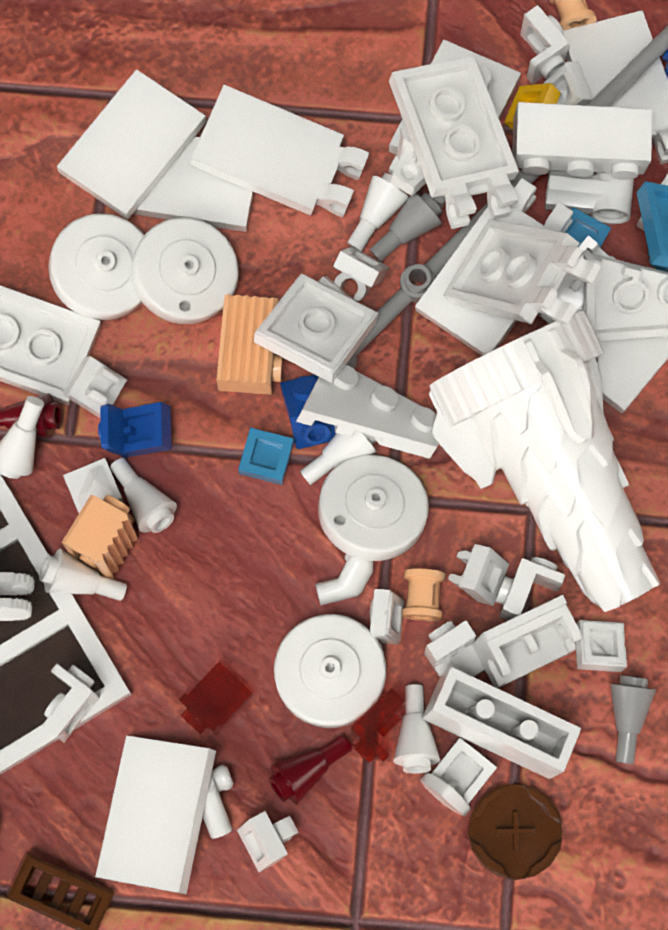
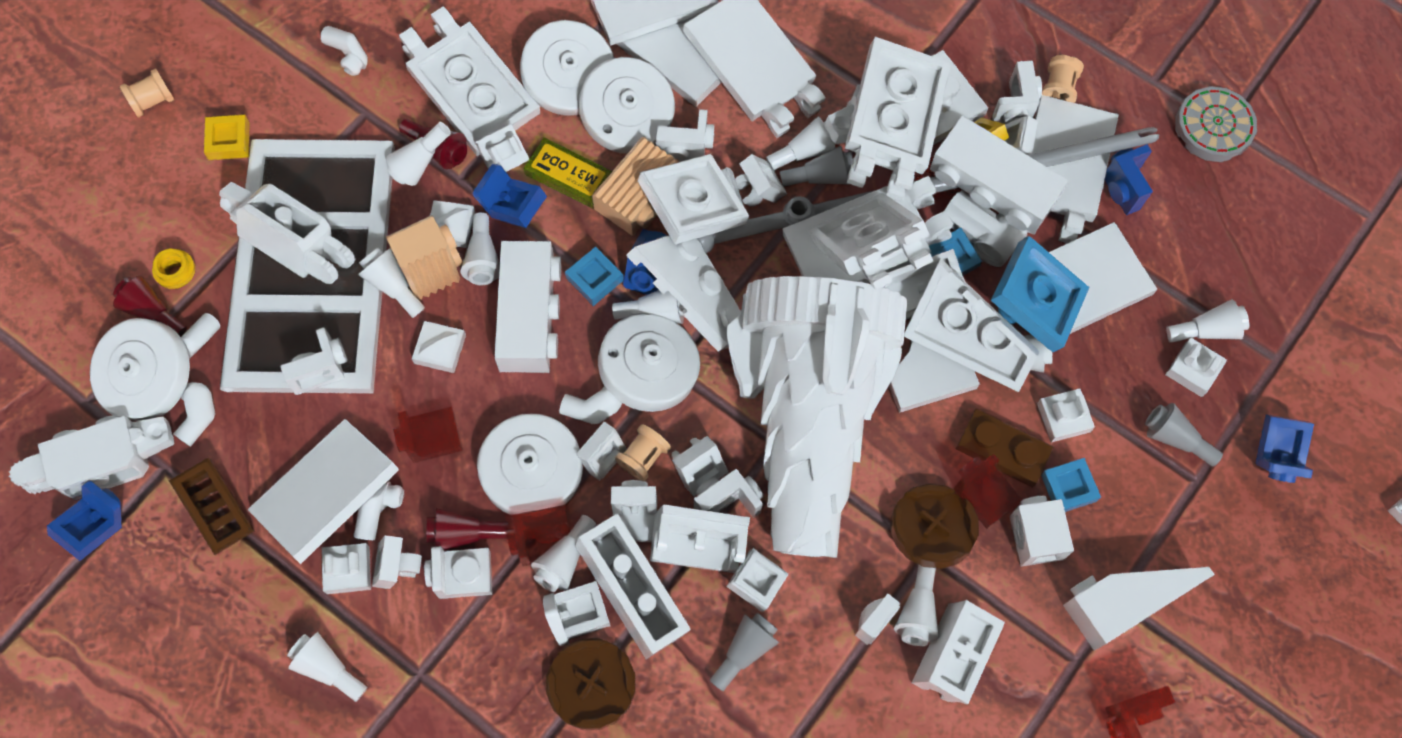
camera: 30 degrees right, 5 degrees down
(165, 612) = (439, 347): none -> white tile
(171, 370) = (566, 171): none -> tile
(224, 871) = (346, 568): none -> white tile
(225, 523) = (527, 307): none -> white brick
(267, 275) = (686, 142): none -> white bracket
(332, 808) = (459, 572): none -> white bracket

